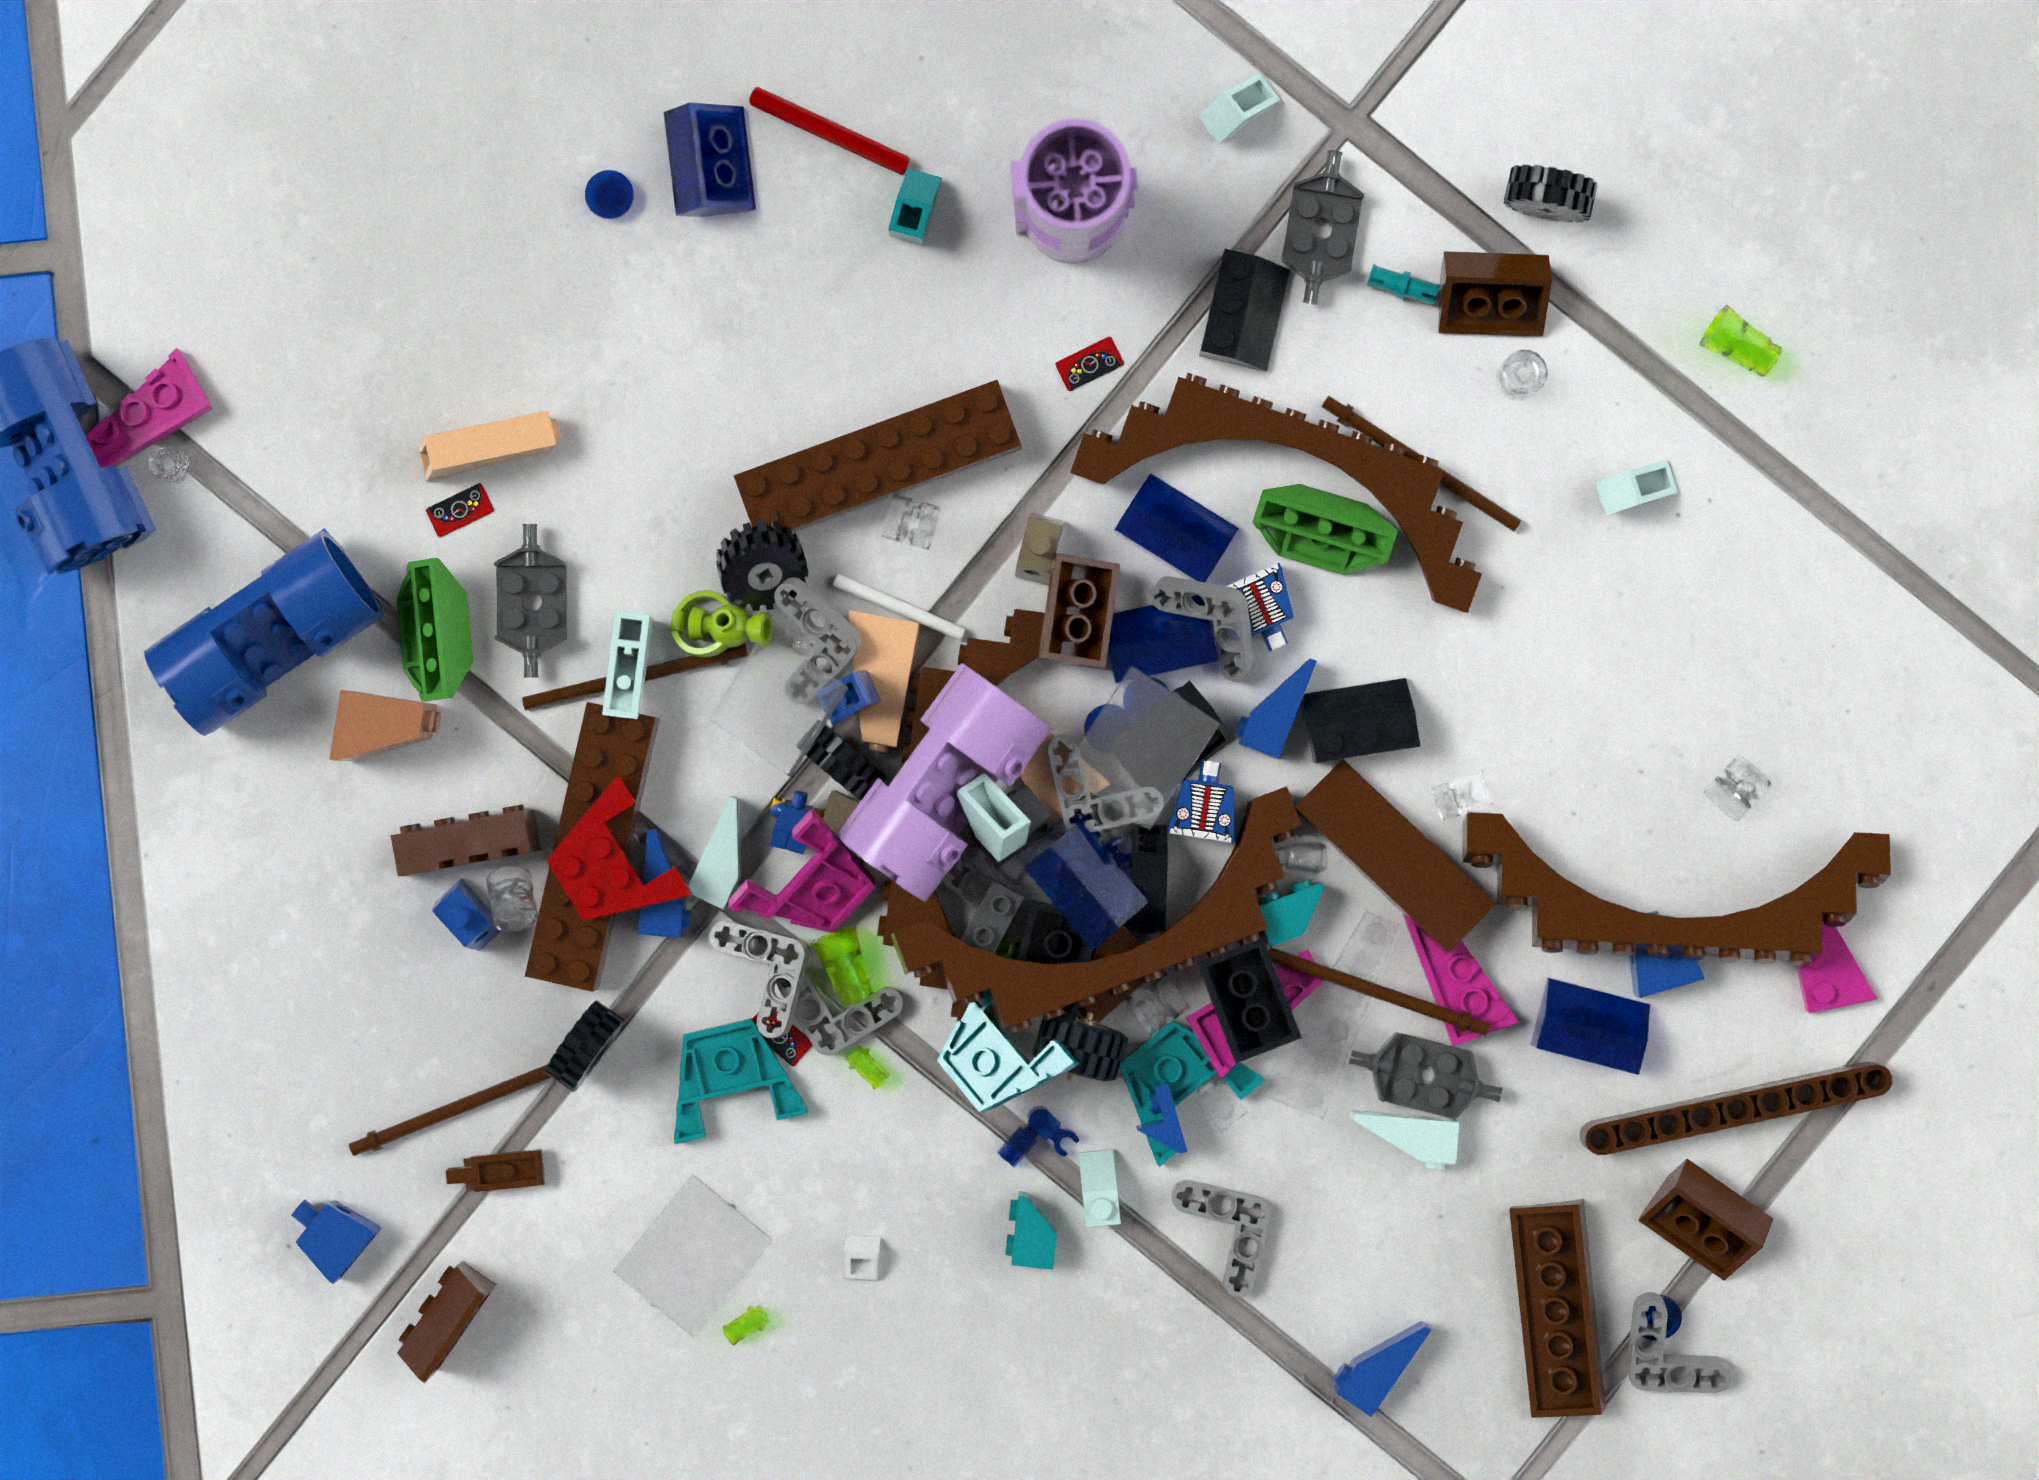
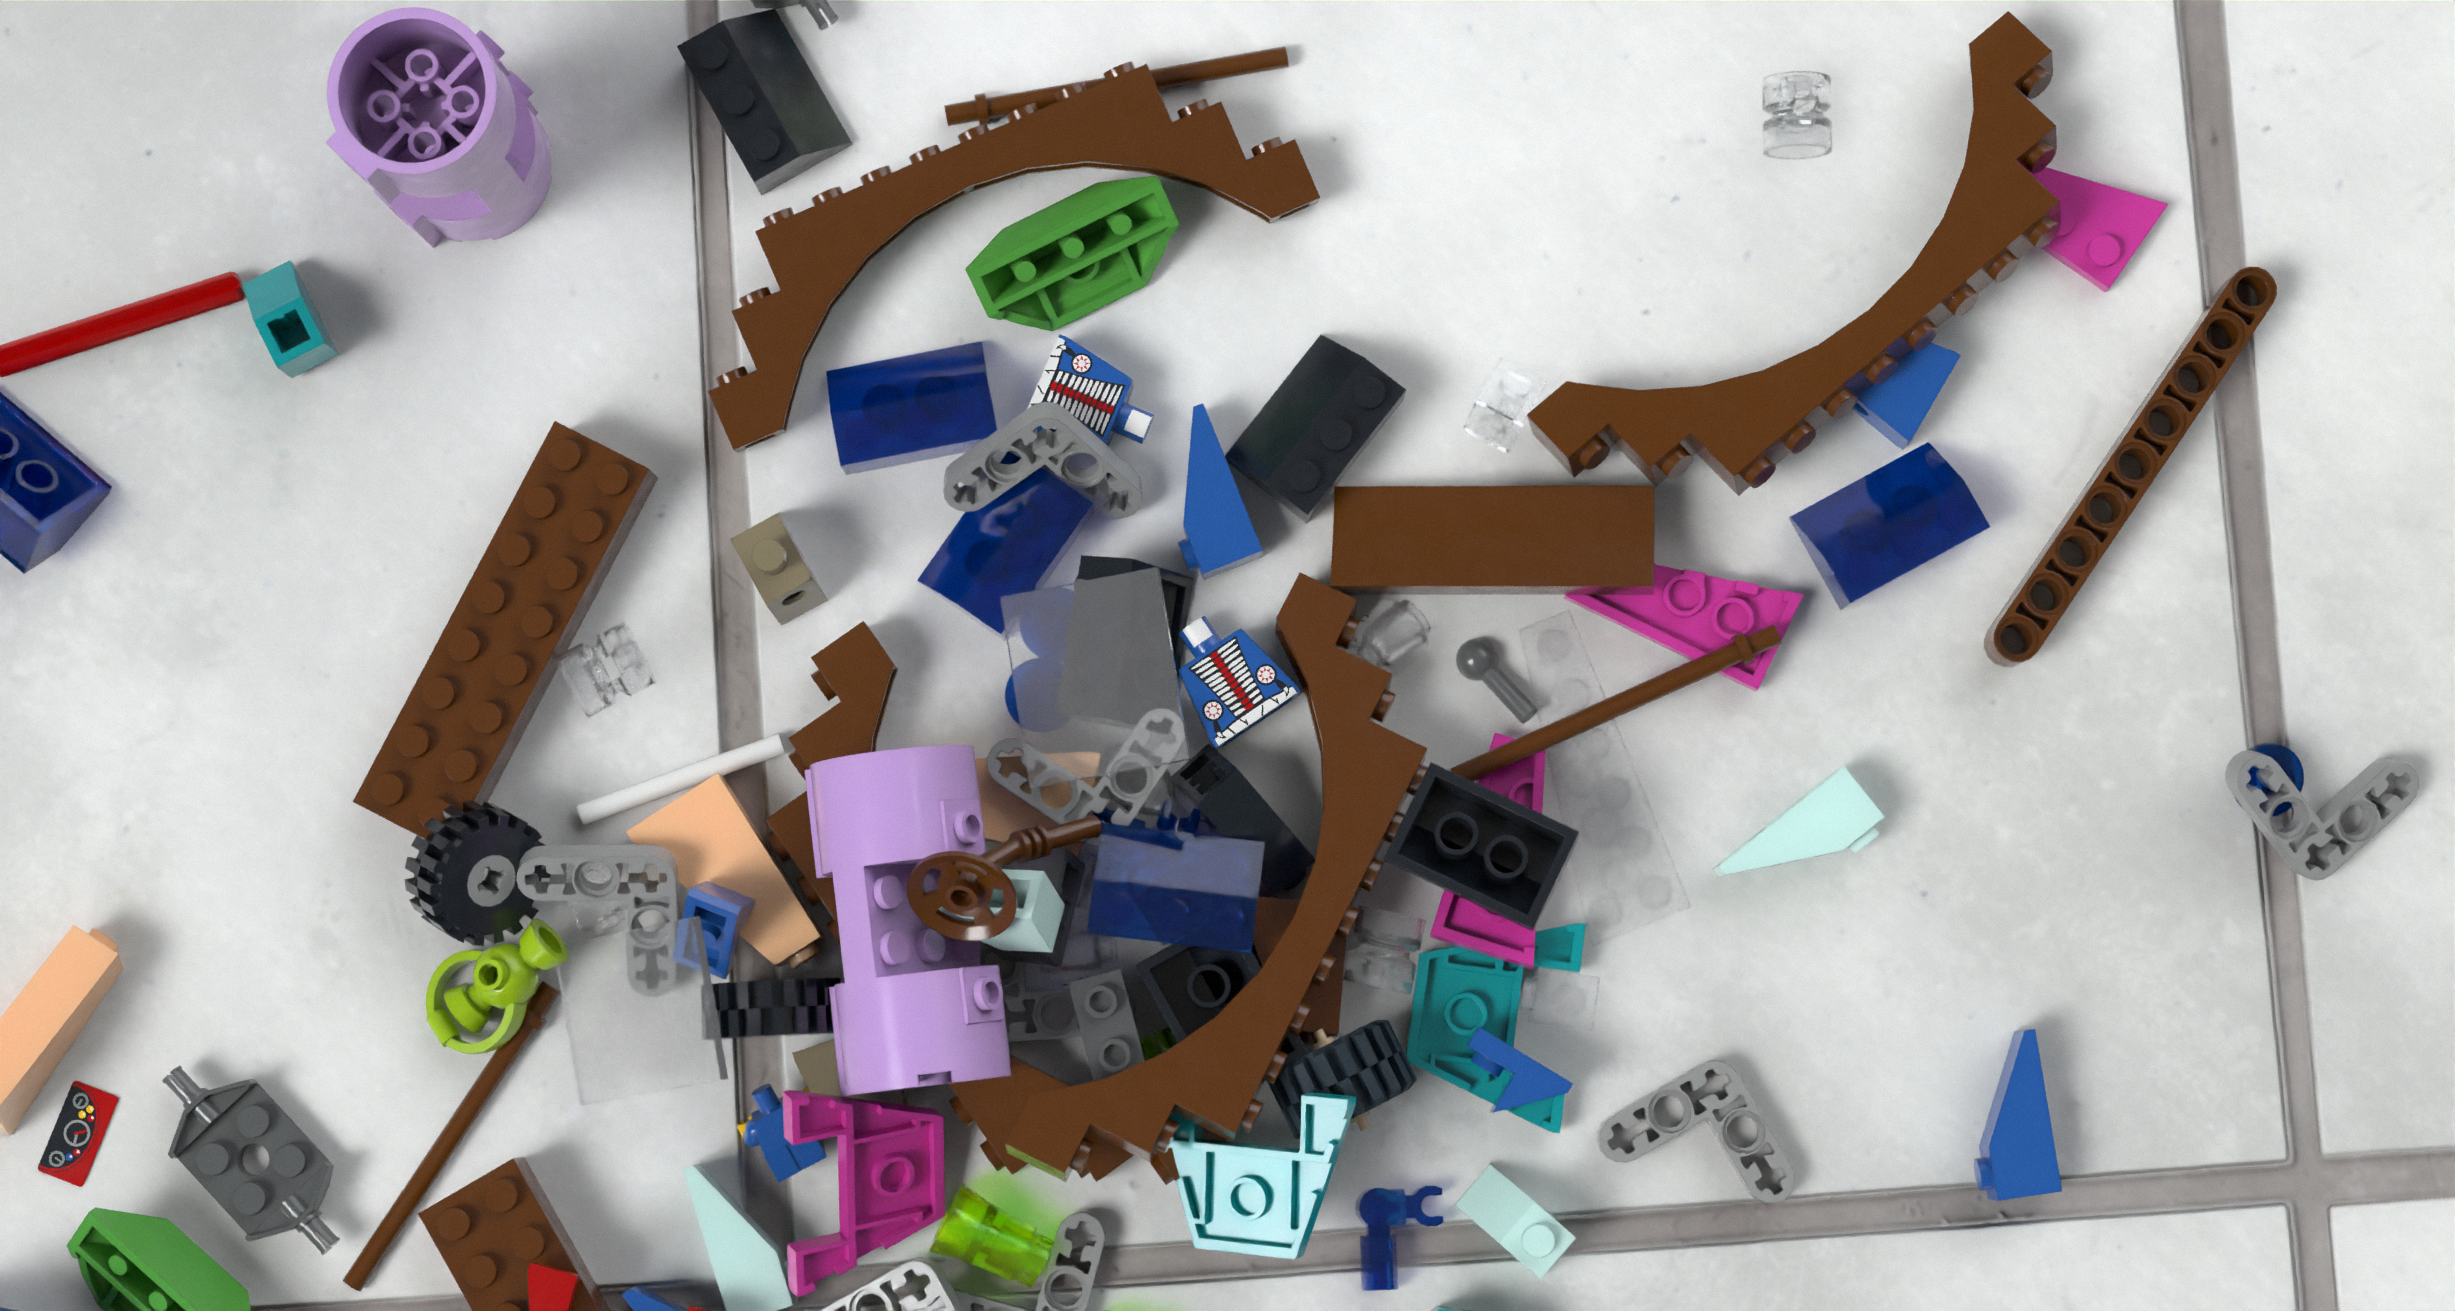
camera: 45 degrees left, 5 degrees down
(627, 664) = (425, 1126): light aqua slope -> none
(991, 794) = (969, 880): none -> reddish brown dish
(1079, 611) = (885, 593): reddish brown slope -> none
(1089, 363) = (646, 314): sticker -> none
(1290, 913) = (1438, 711): teal slope -> none
(1332, 907) = (1479, 661): none -> dark grey bar
(1453, 1082) = (1800, 742): dark grey plate -> none
(1557, 1309) = (2151, 875): reddish brown arch -> none
(1706, 1220) = (2218, 620): reddish brown slope -> none

